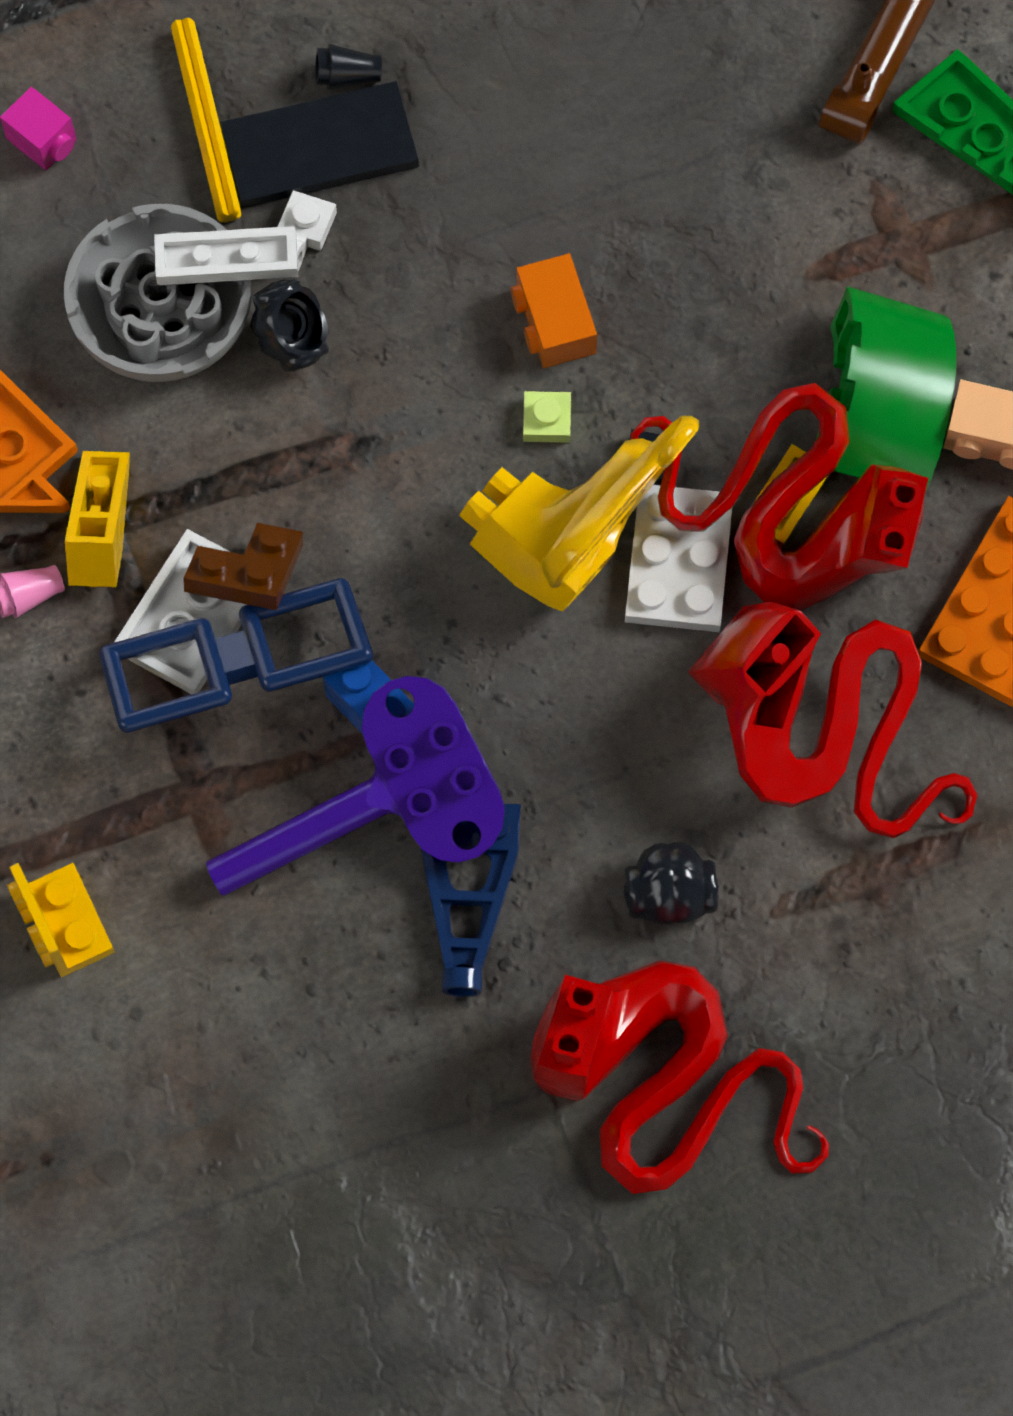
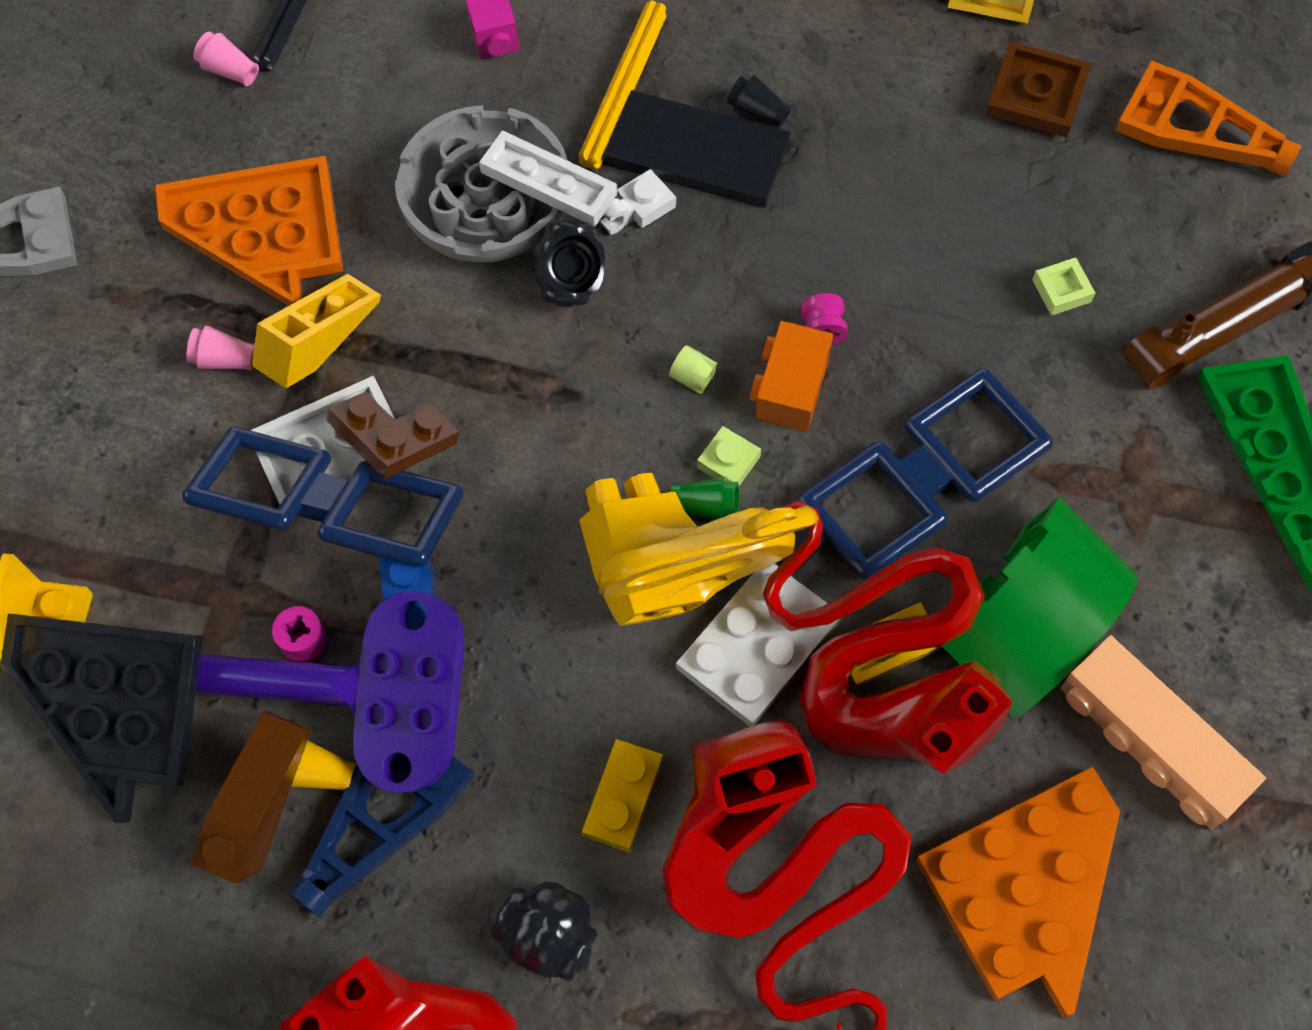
camera: 35 degrees right, 5 degrees down
(177, 932) = (109, 698): none -> black wing
(295, 796) = (304, 645): none -> dark pink wheel
(365, 930) = (251, 800): none -> reddish brown slope
(387, 883) = (323, 769): none -> yellow cone
(463, 355) = (693, 369): none -> yellowish green hose
(546, 240) = (824, 314): none -> dark pink wheel
(557, 461) = (709, 498): none -> green cone
(654, 748) = (622, 795): none -> yellow plate
(723, 324) = (927, 472): none -> dark blue bar
(732, 92) = (1063, 286): none -> yellowish green plate

